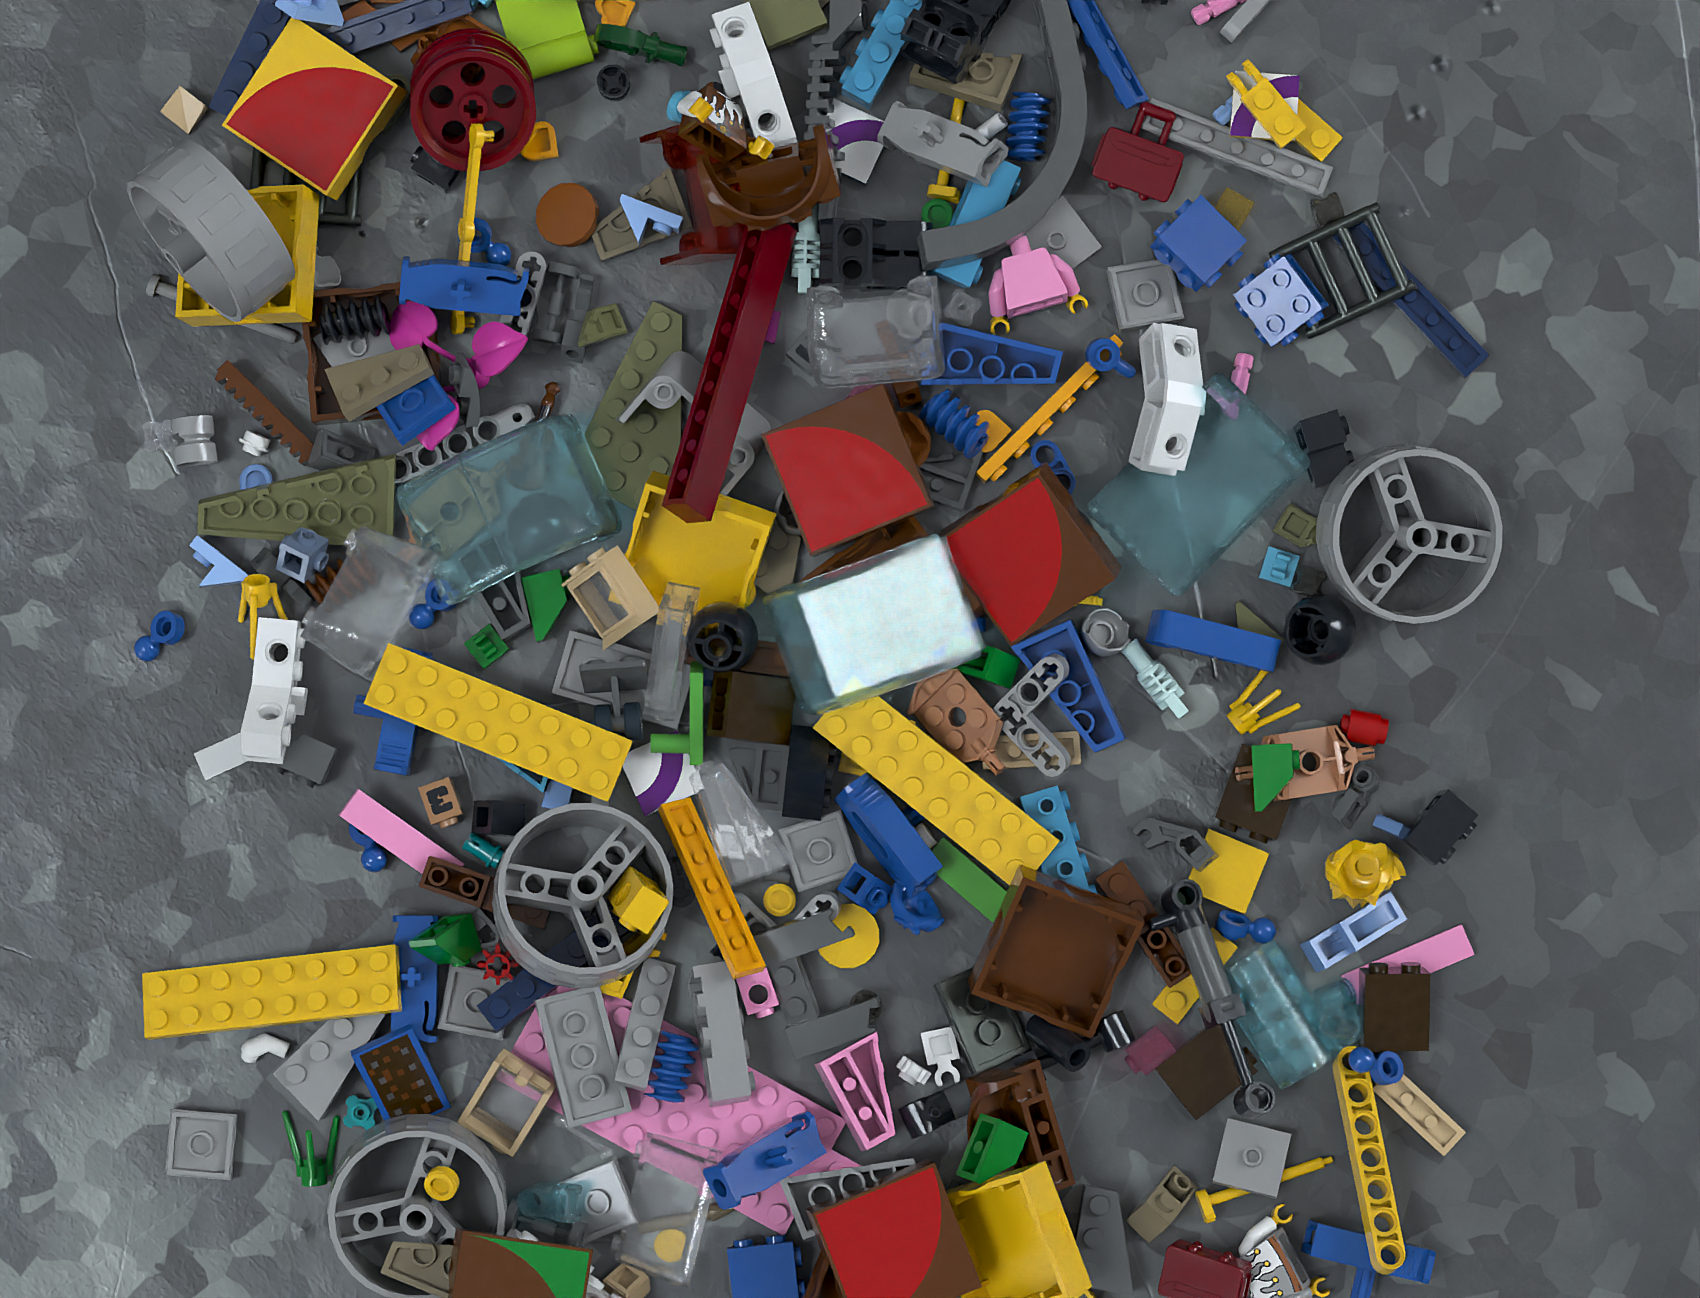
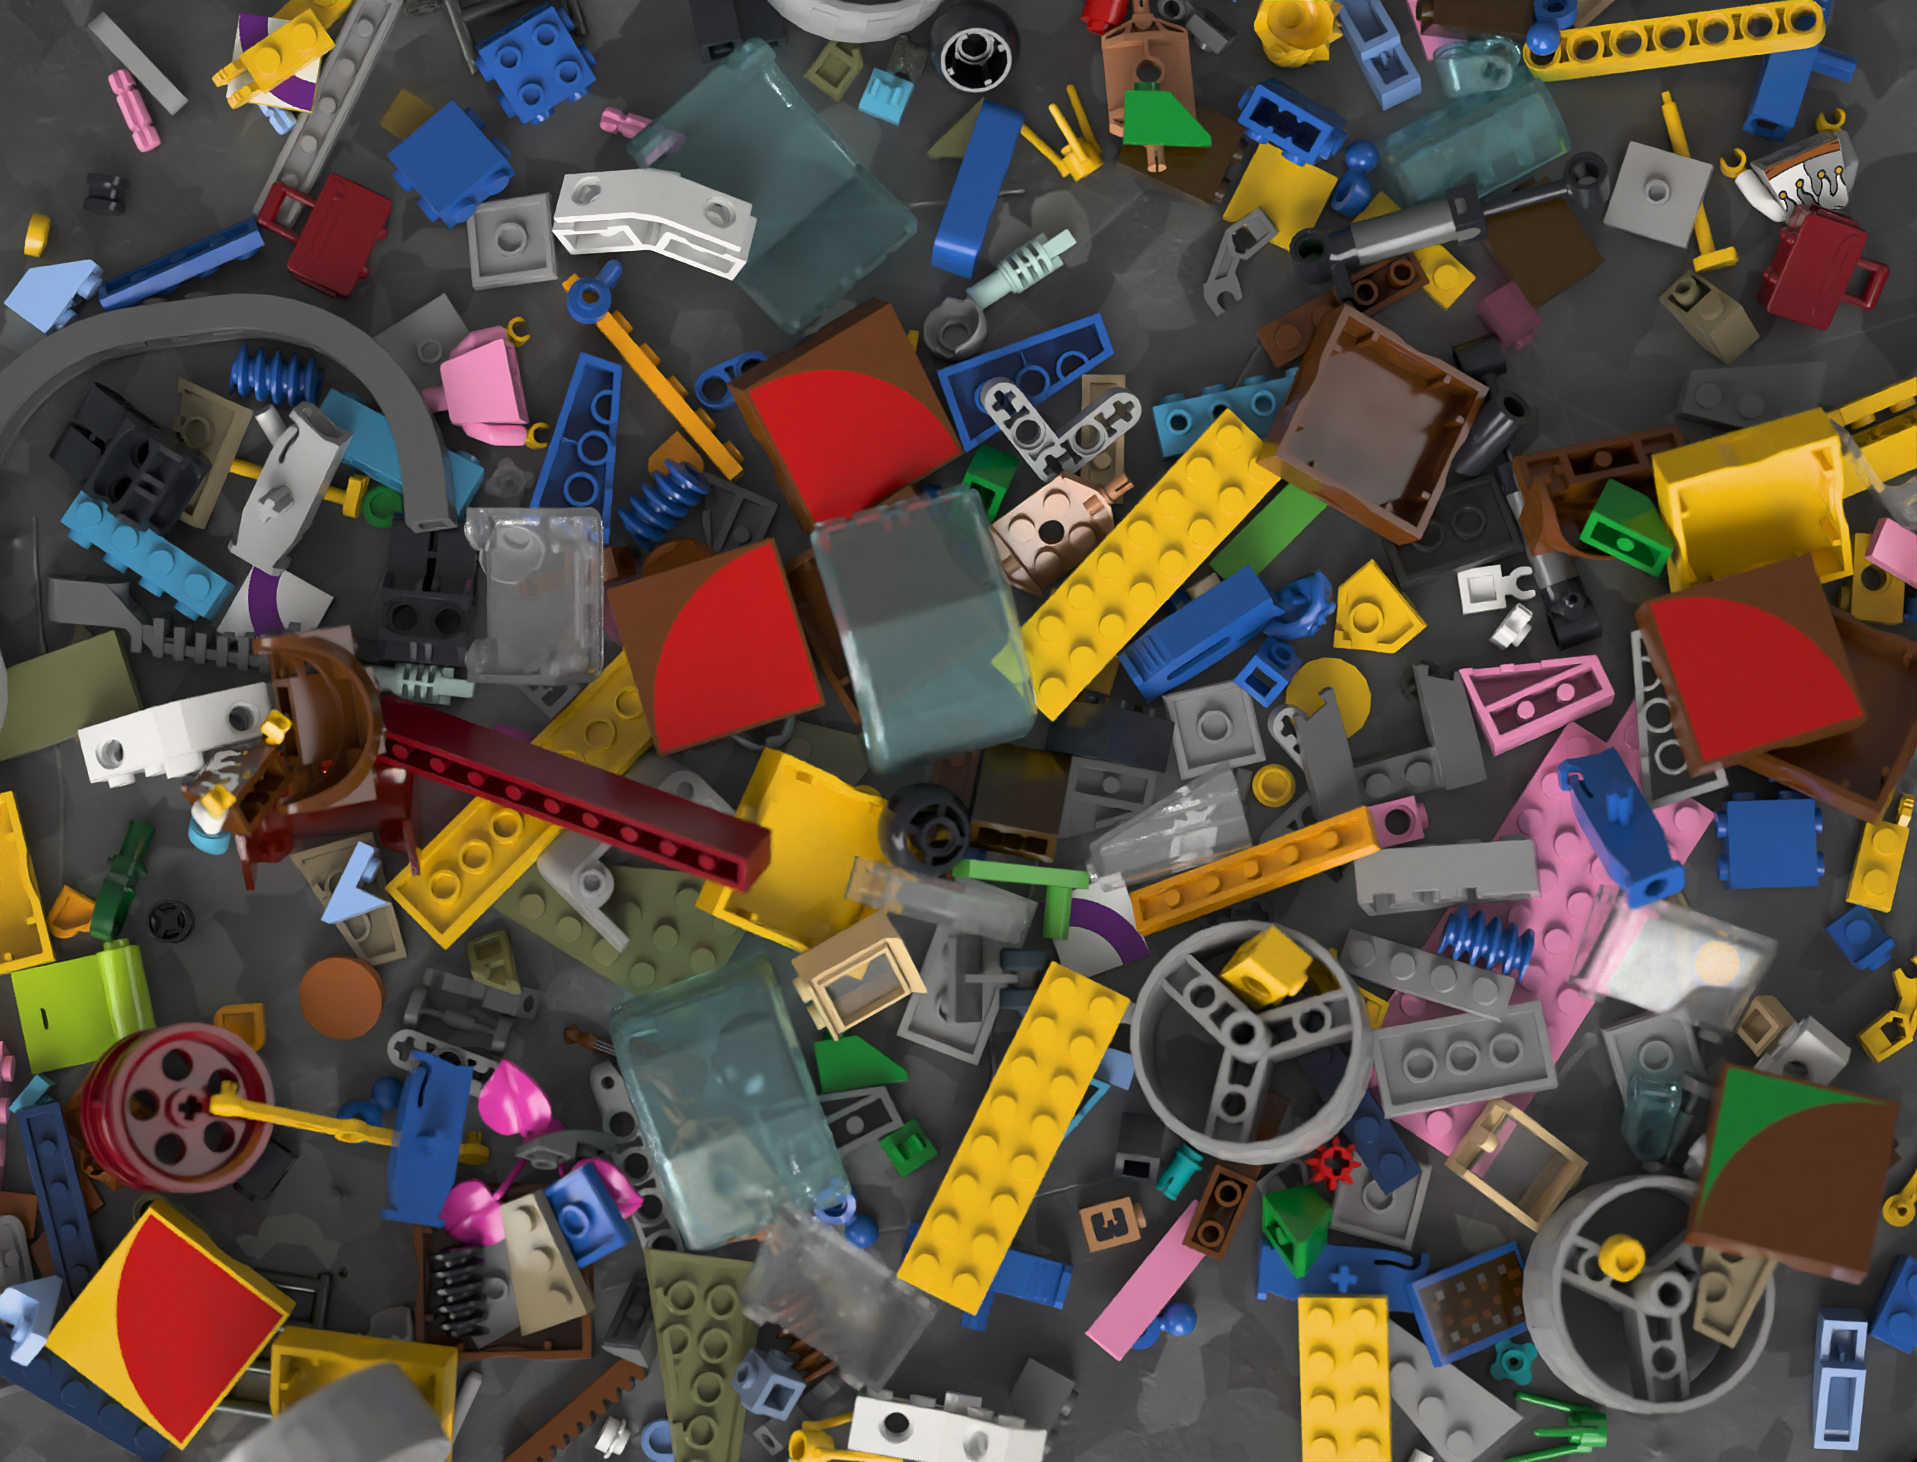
camera: 80 degrees left, 0 degrees up
(686, 316) = (494, 844): none -> yellow plate
(916, 966) = (1374, 612): none -> yellow plate
(1282, 873) = (1291, 121): none -> blue brick

